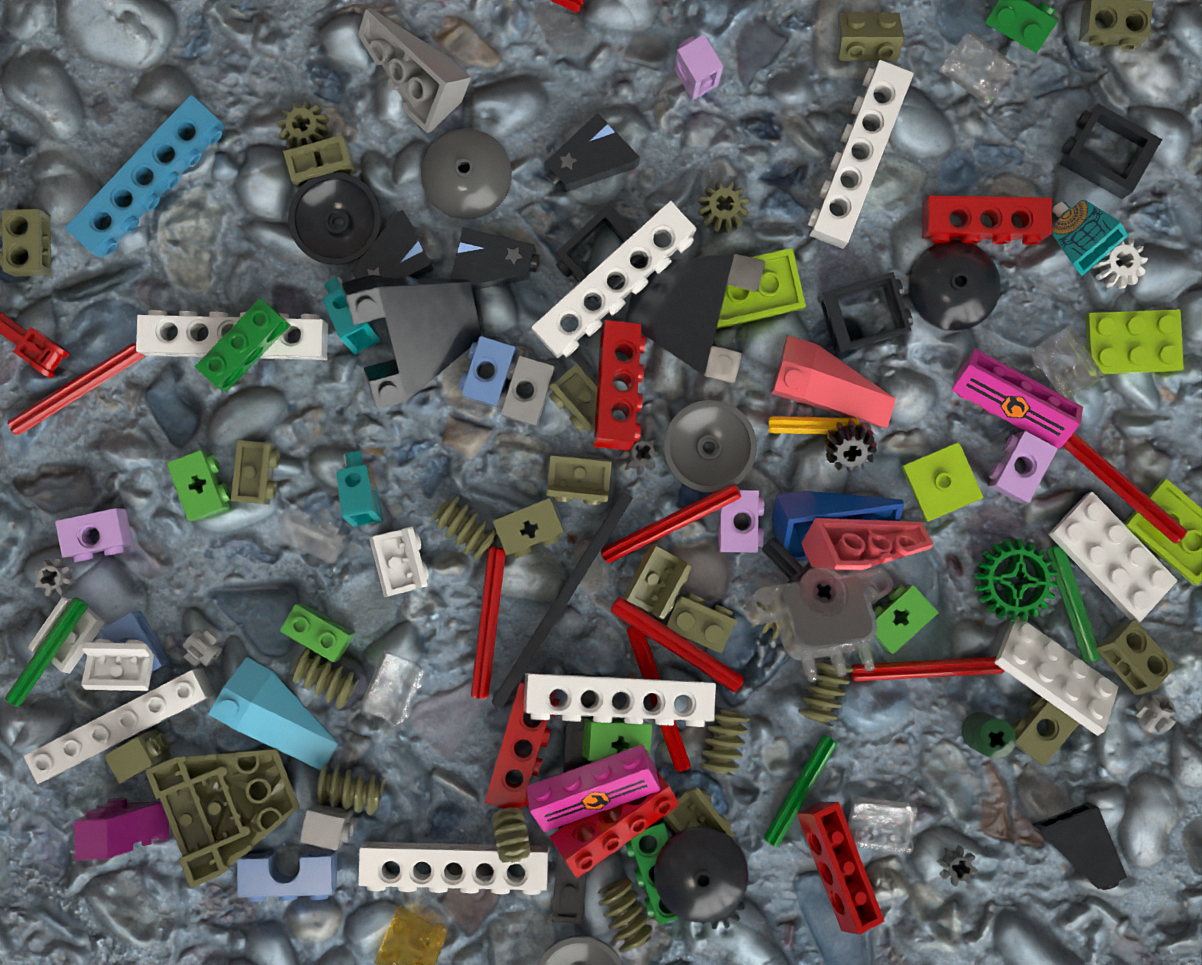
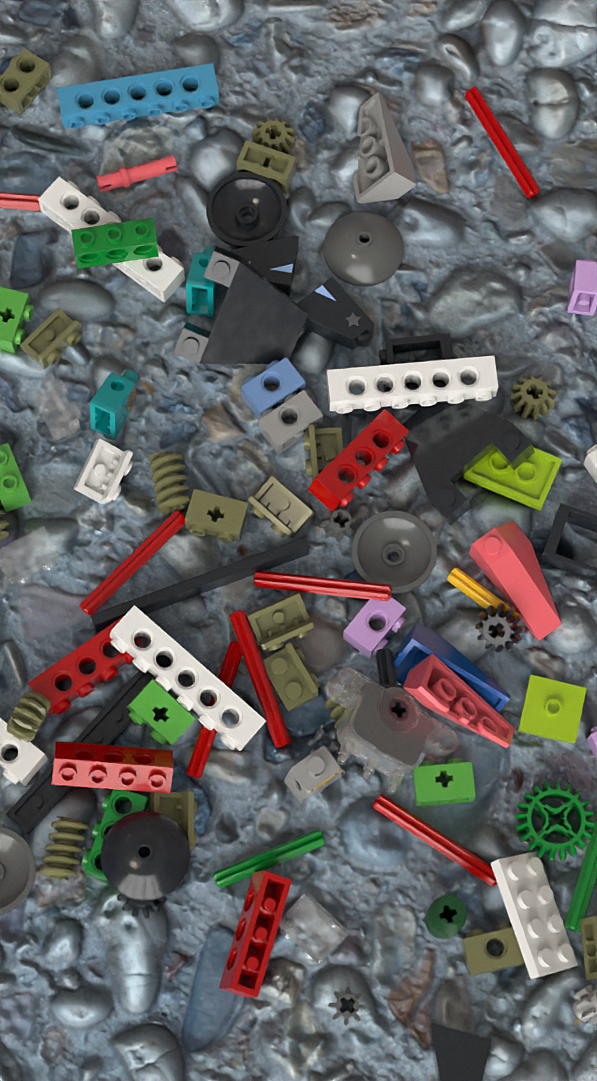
camera: 35 degrees right, 15 degrees down
(205, 254) = (137, 173): none -> coral pin
(590, 156) = (461, 296): black slope -> none
(593, 788) = (116, 729): dark pink brick -> none
(725, 741) = (239, 774): olive piece -> none
(787, 692) = (313, 774): none -> light grey torso
(824, 693) = (344, 794): olive piece -> none

